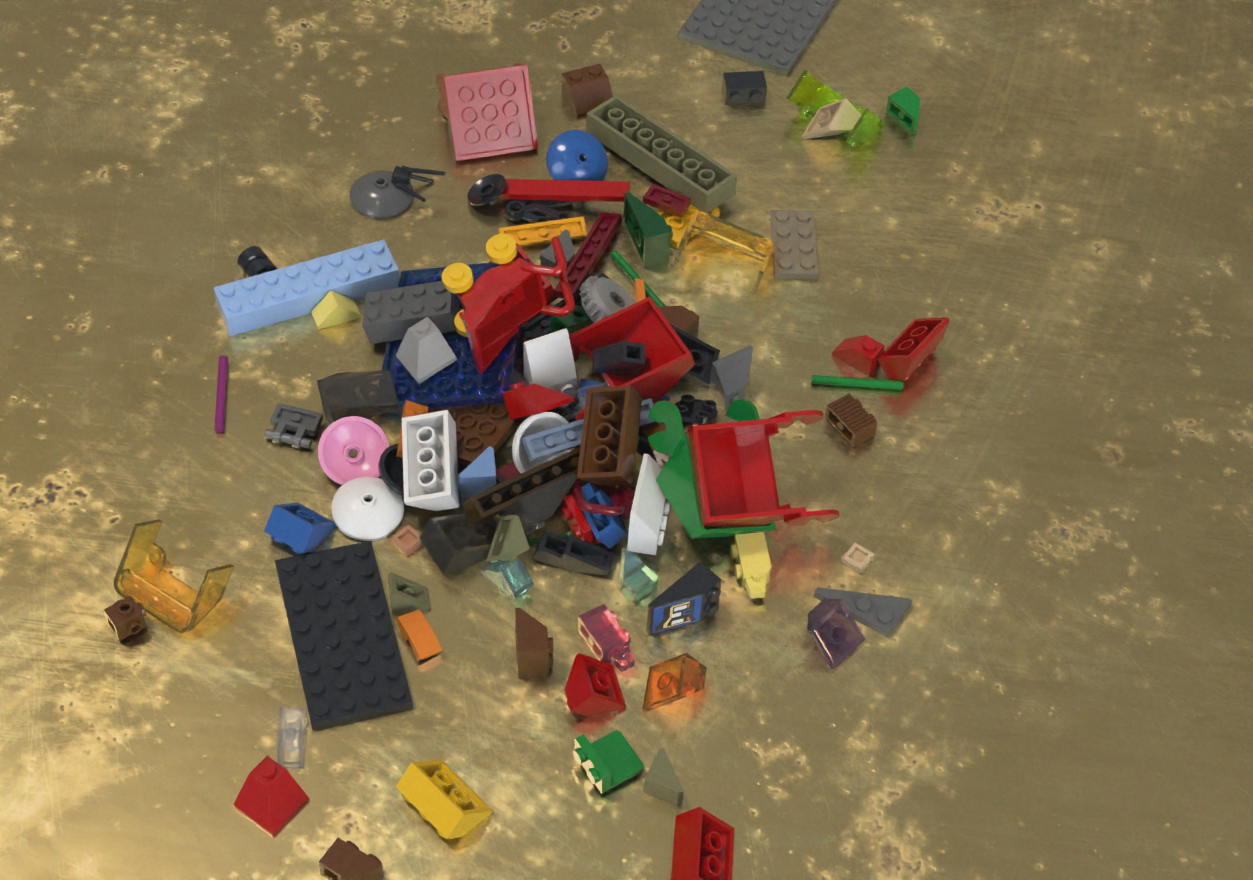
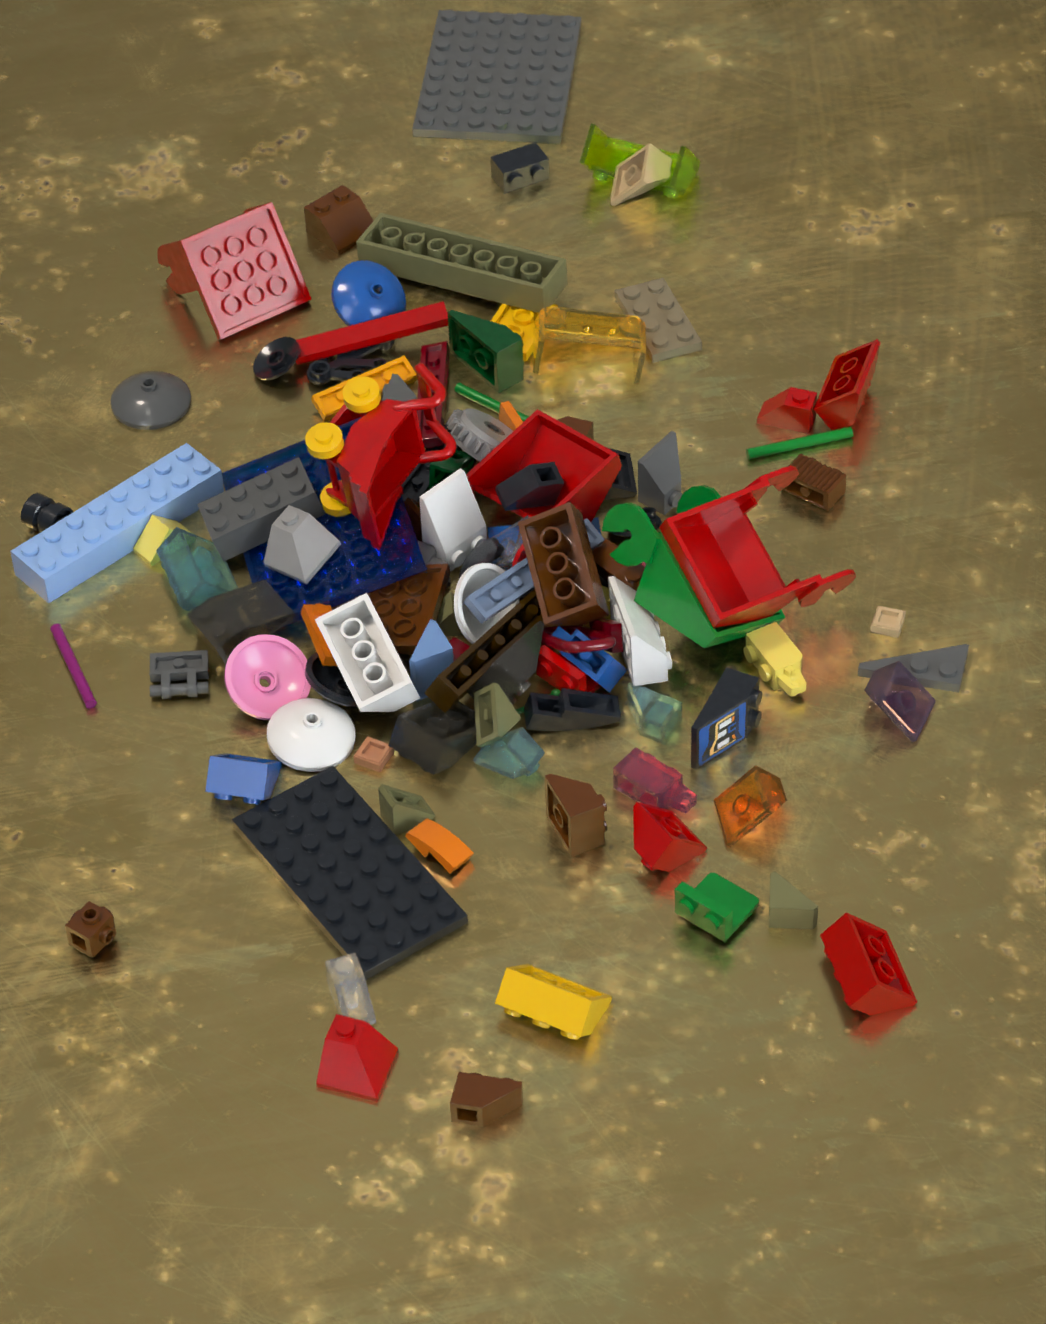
camera: 15 degrees left, 5 degrees down
(160, 592) = (127, 896): clear yellow windscreen -> none
(344, 344) = (194, 568): none -> clear light blue slope
(403, 175) = (172, 370): black plant -> none
(532, 399) = (455, 556): red slope -> none
(666, 200) = (496, 310): dark red plate -> none
(904, 108) = (715, 140): green slope -> none

